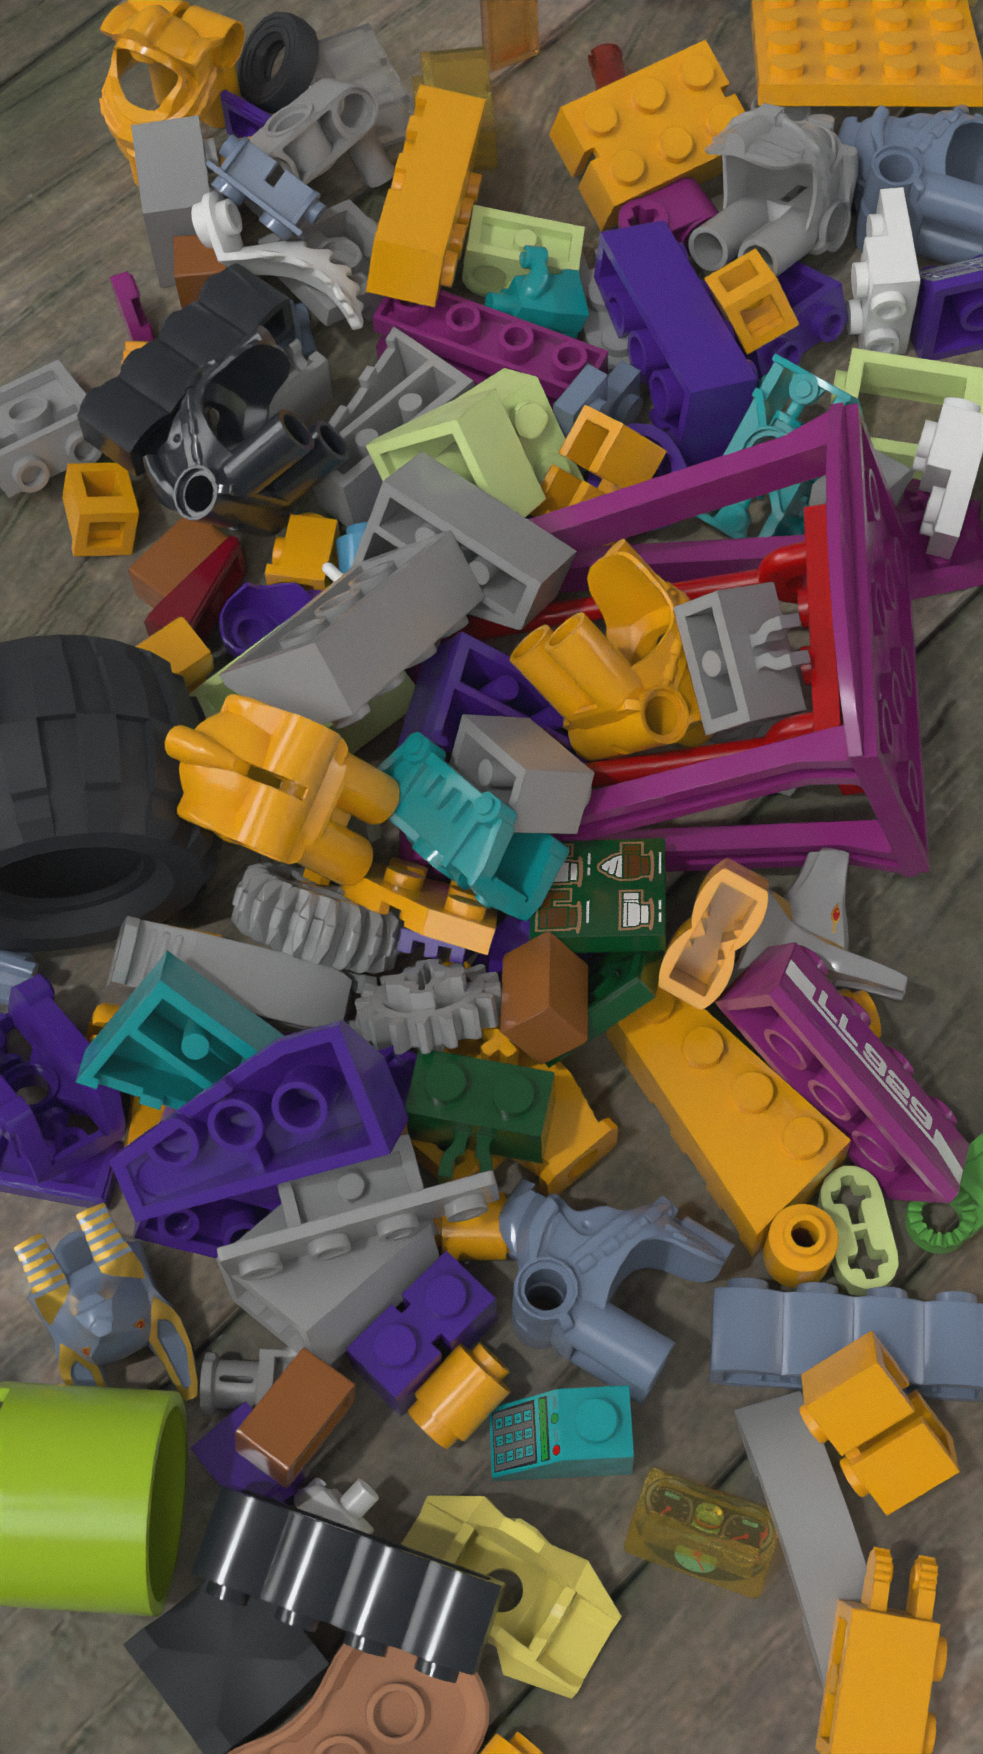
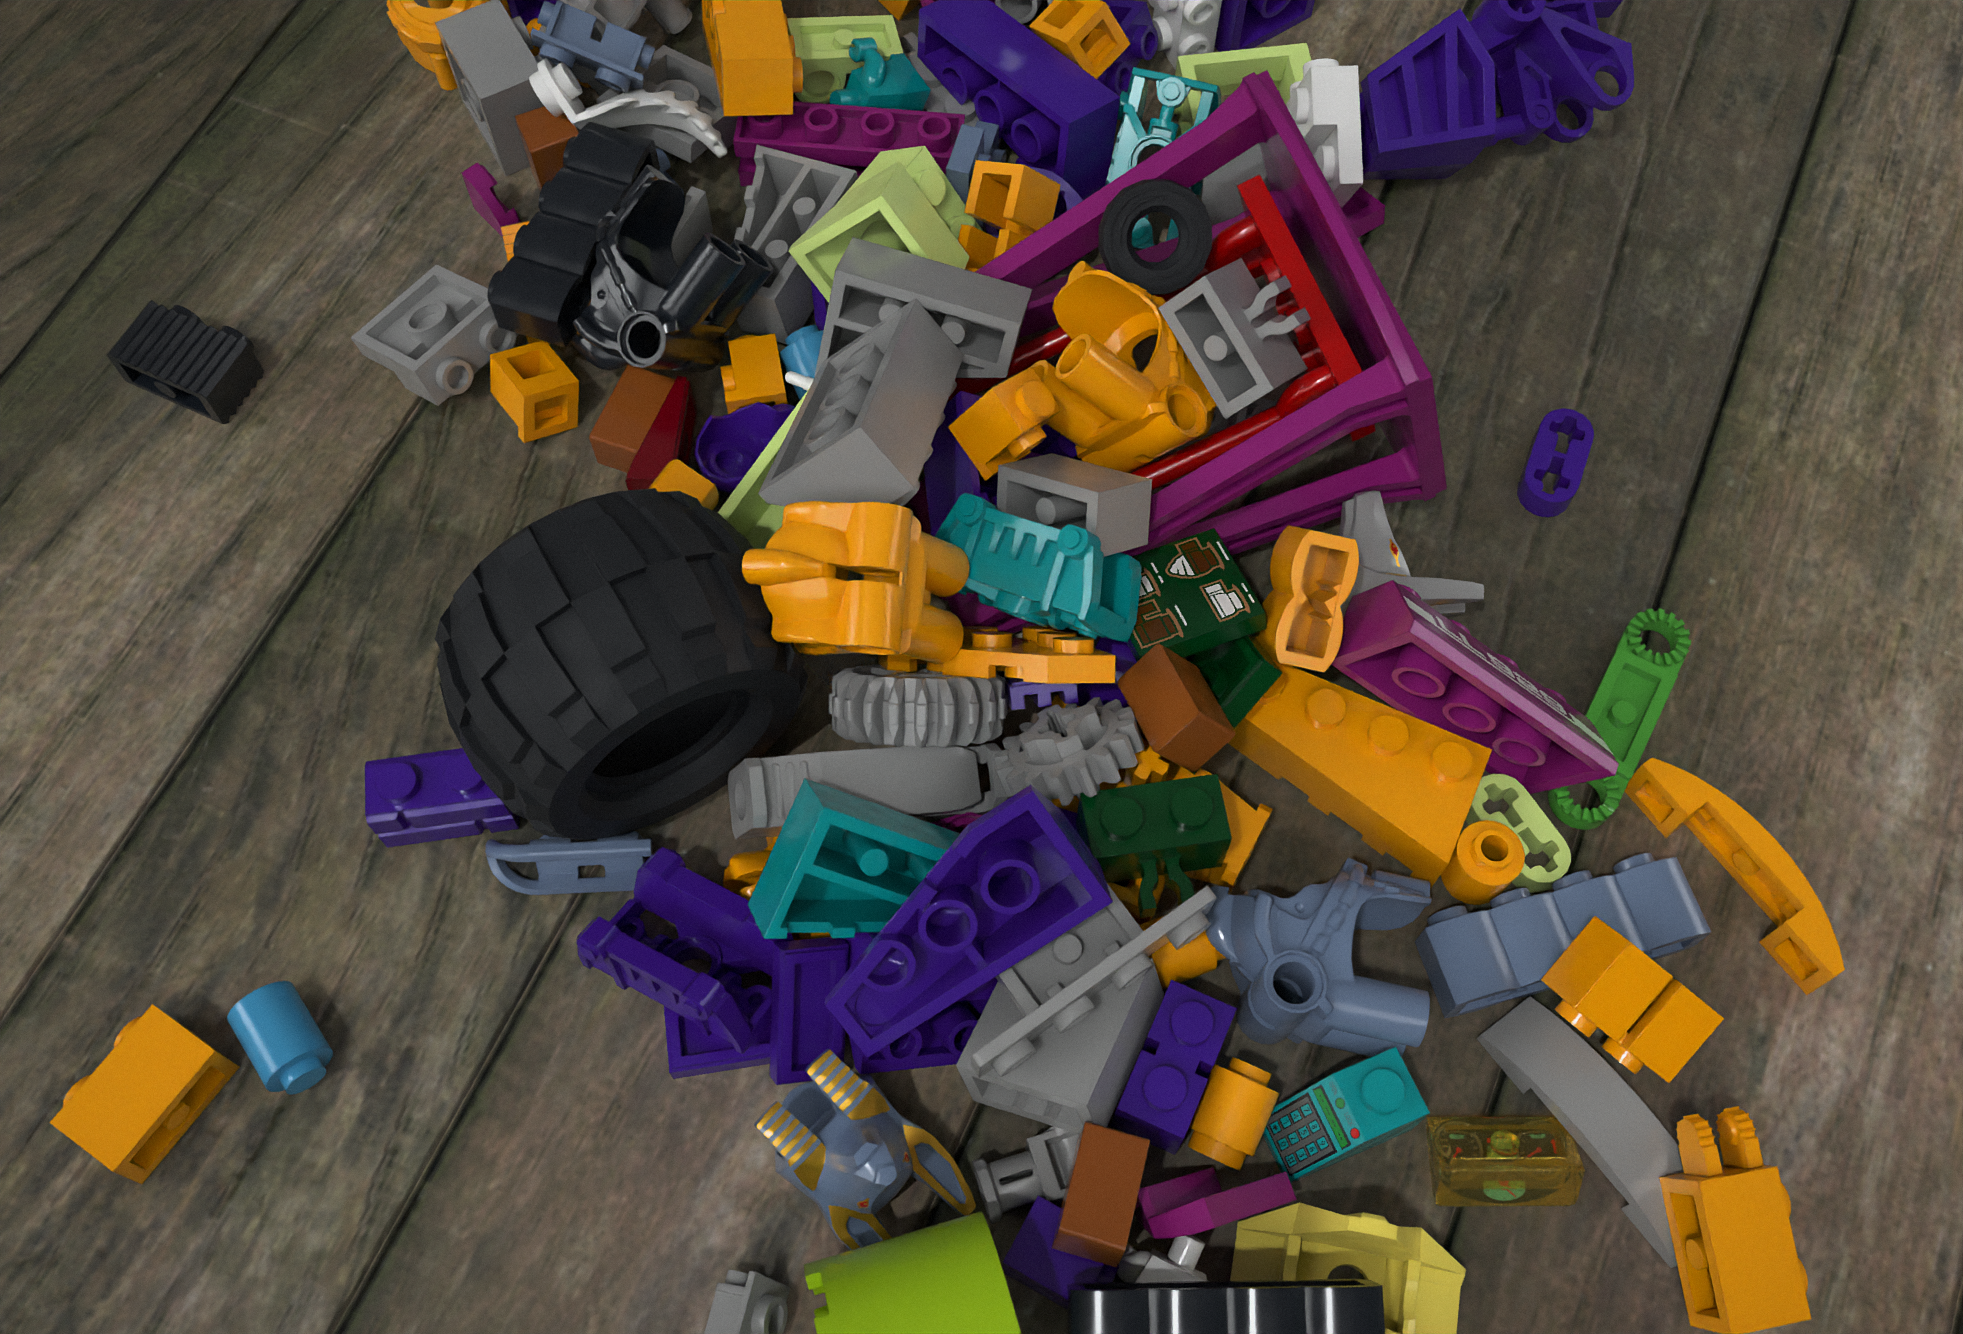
camera: 25 degrees left, 0 degrees up
(111, 1127) = (799, 1019): none -> dark purple tile
(398, 1461) = (1198, 1204): none -> magenta slope
(486, 675) = (1005, 422): none -> light orange brick
(715, 497) = (1193, 235): none -> black tyre

